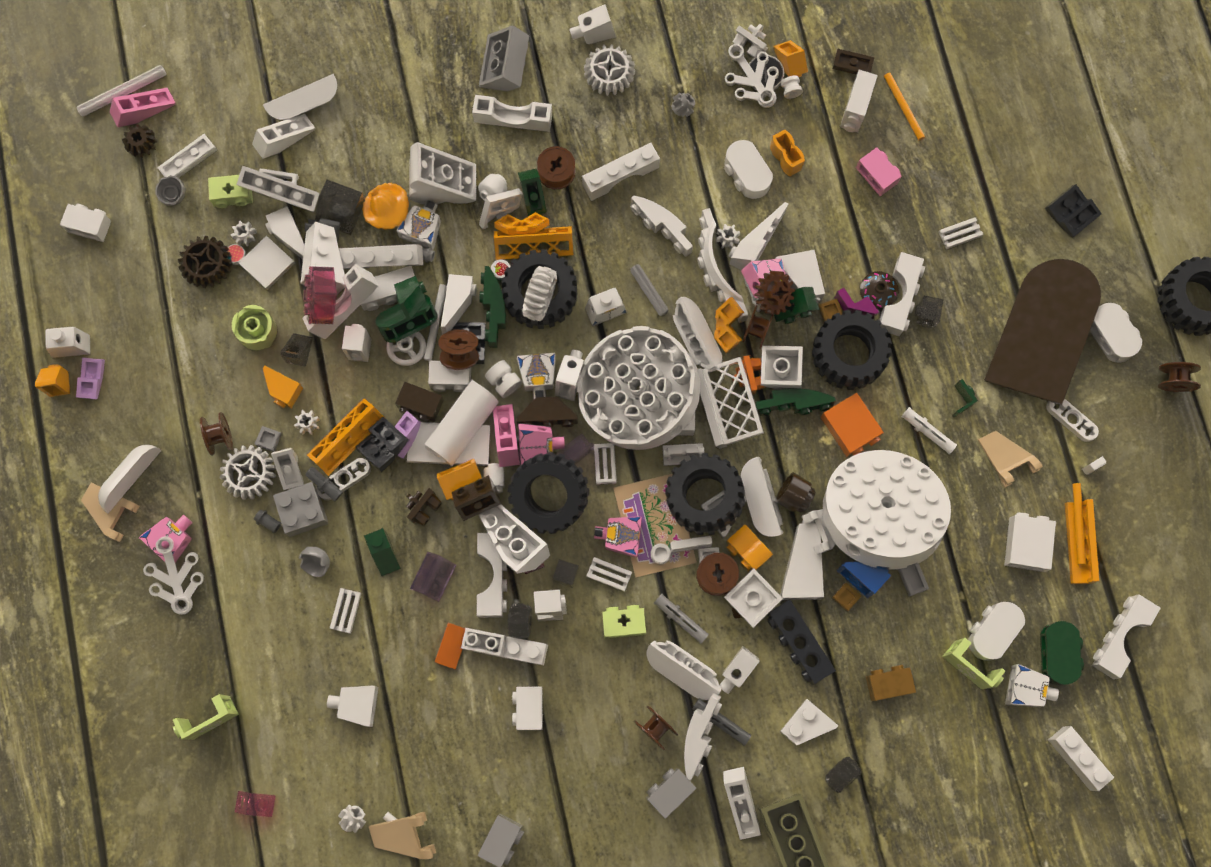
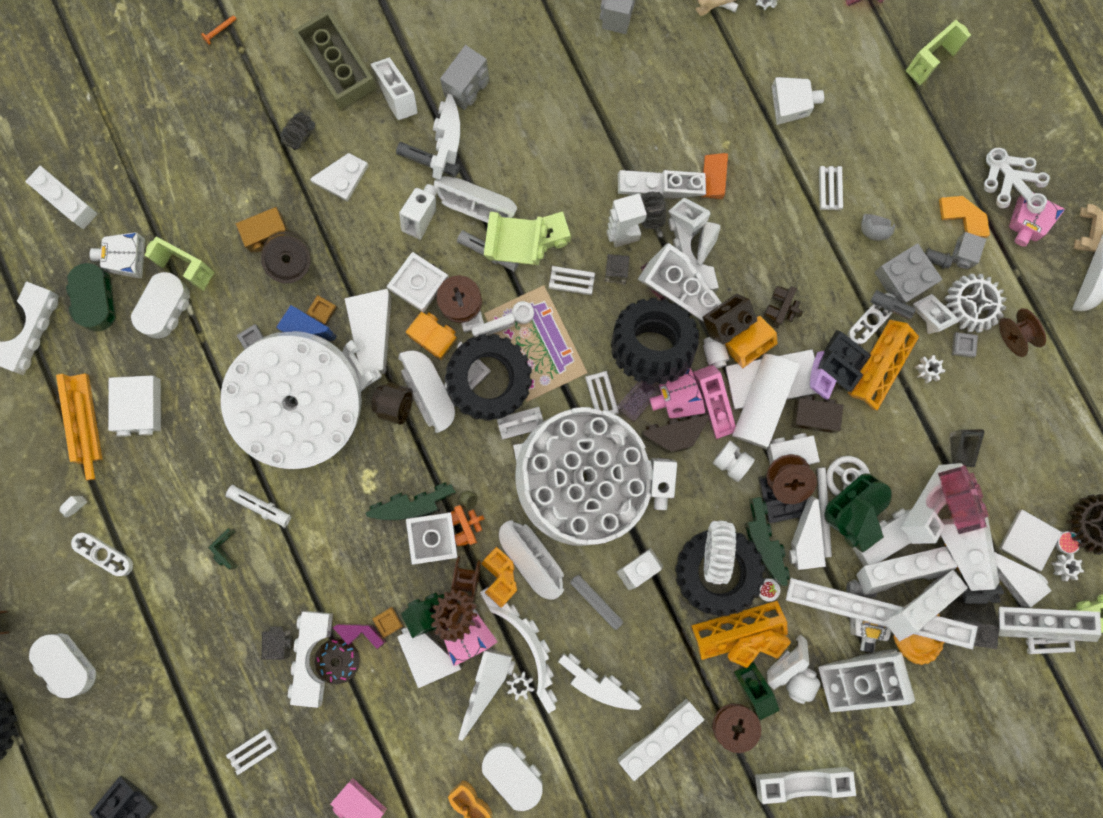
camera: 170 degrees right, 5 degrees up
(232, 565) = (959, 207): none -> light orange tile
(238, 521) = (968, 250): none -> light grey brick
(248, 319) = (1007, 461): yellowish green brick -> none
(281, 135) = (1063, 698): white slope -> none
(281, 388) = (969, 400): light orange slope -> none
(302, 99) = (1055, 747): white brick -> none
(356, 343) = (904, 464): white brick -> none
(382, 552) = (811, 252): dark green slope -> none
(390, 212) = (926, 606): none -> white arch
(414, 225) = (876, 612): none -> white tile
(433, 576) = (752, 239): panel -> none
(476, 582) = (707, 240): none -> white slope
(488, 603) = (689, 216): none -> white slope
(528, 708) = (622, 130): white brick -> none
(537, 372) = (697, 476): torso -> none
(621, 535) = (567, 320): torso -> none
(654, 617) = (515, 239): none -> yellowish green panel
(655, 727) = (492, 134): reddish brown piece -> none
(714, 412) = (501, 482): white fence -> none
(811, 647) = (335, 230): black brick -> none
(852, 425) = (342, 492): orange brick -> none
(863, 328) = (326, 577): black tyre -> none
(872, 648) = (284, 243): none -> dark brown wheel
(1007, 456) = (170, 496): tan flag -> none
(1046, 330) = (139, 652): dark brown piece -> none

